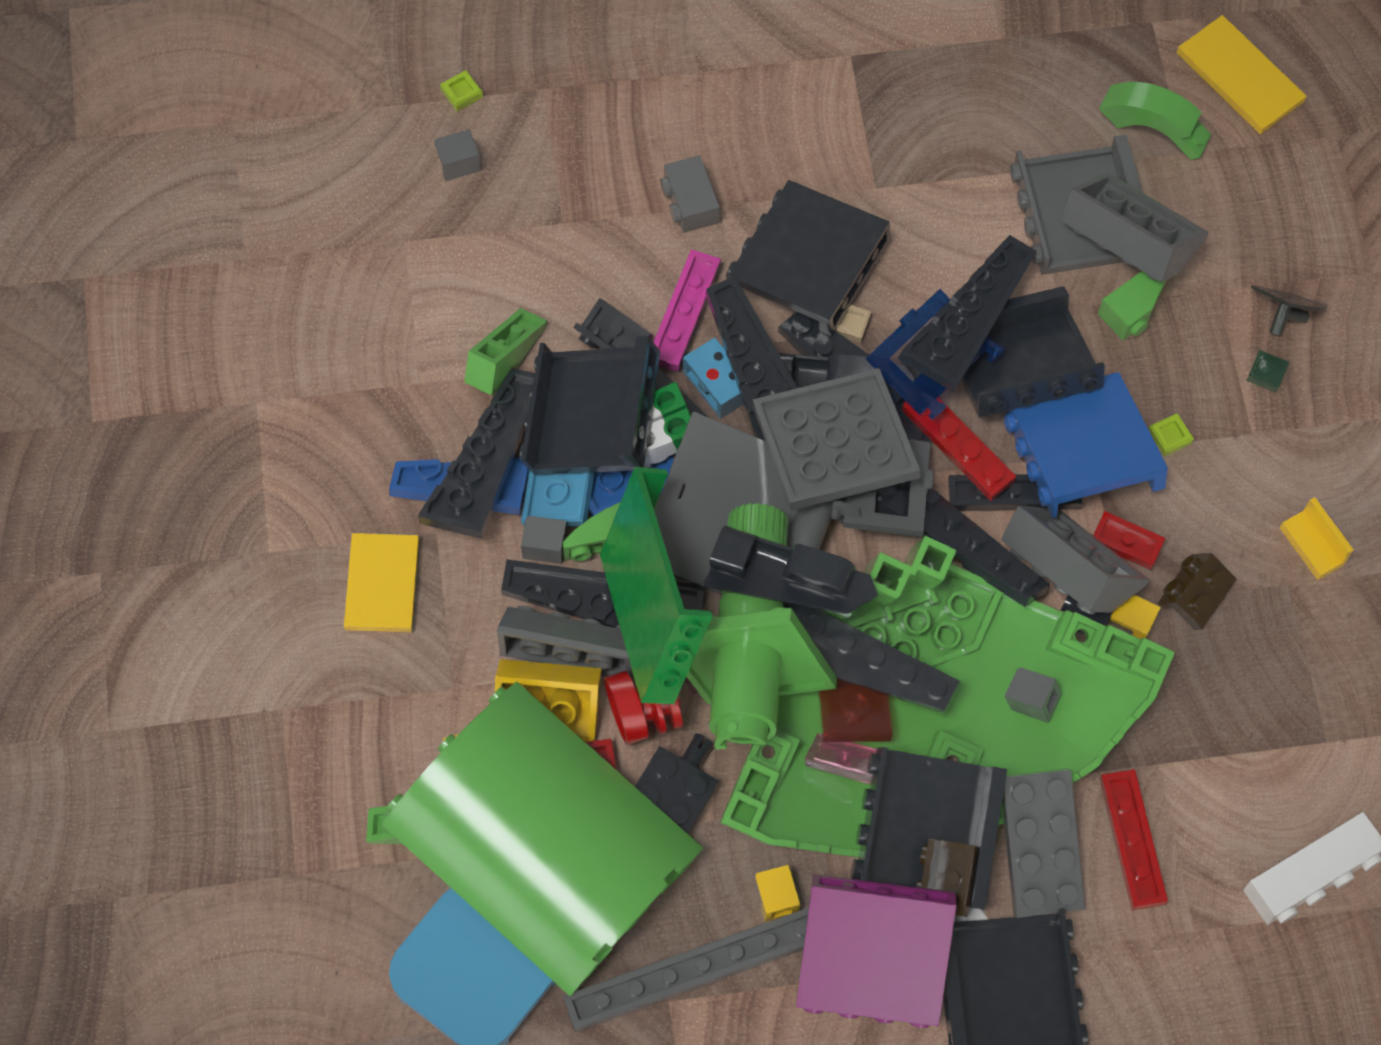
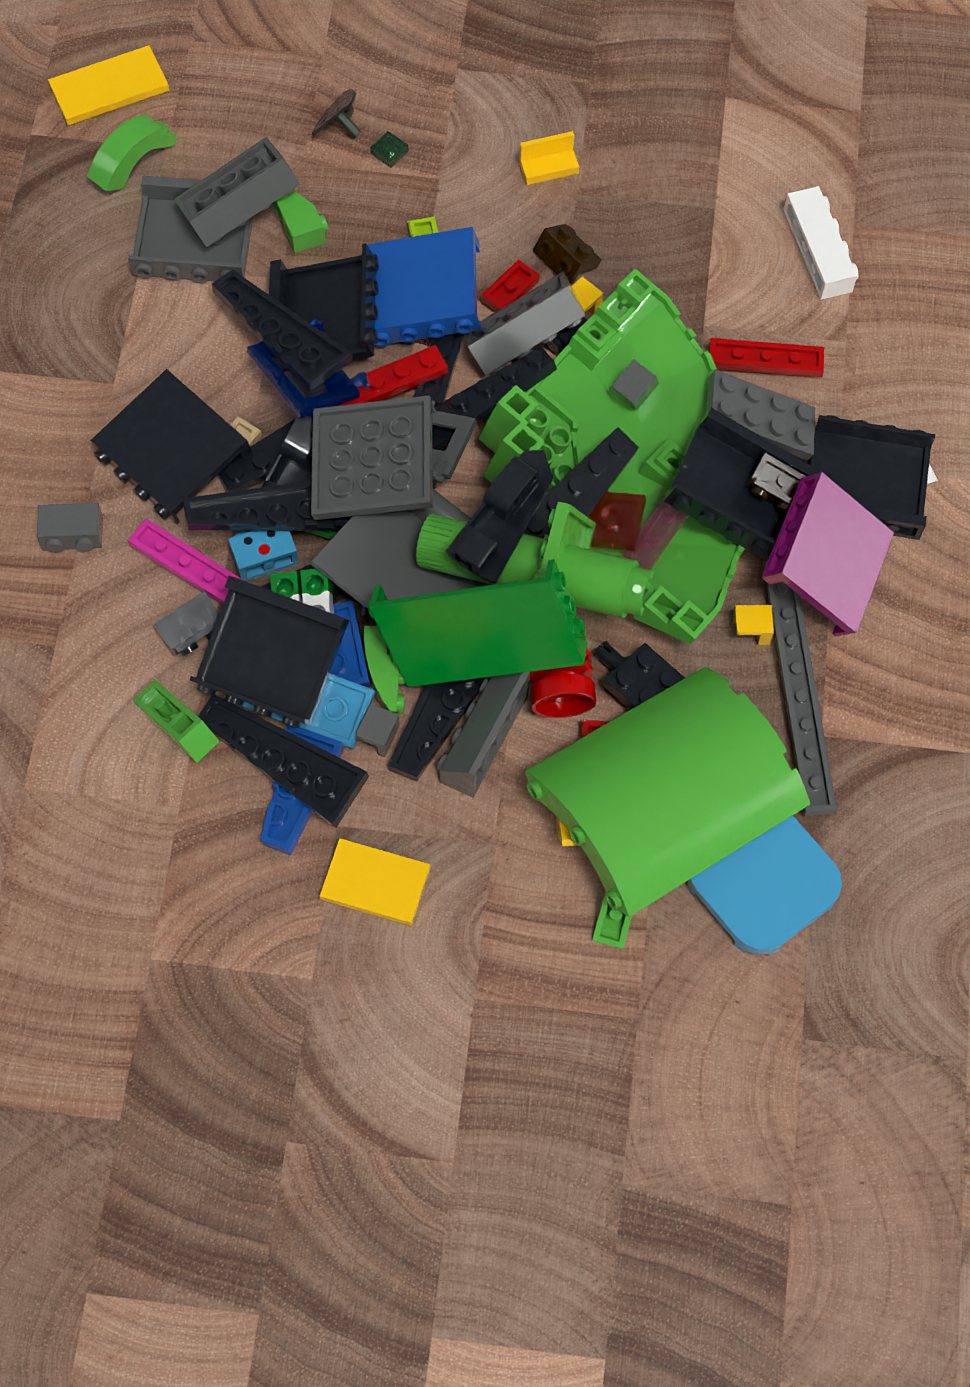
camera: 75 degrees left, 0 degrees up
(565, 690) = (530, 740): yellow slope -> none

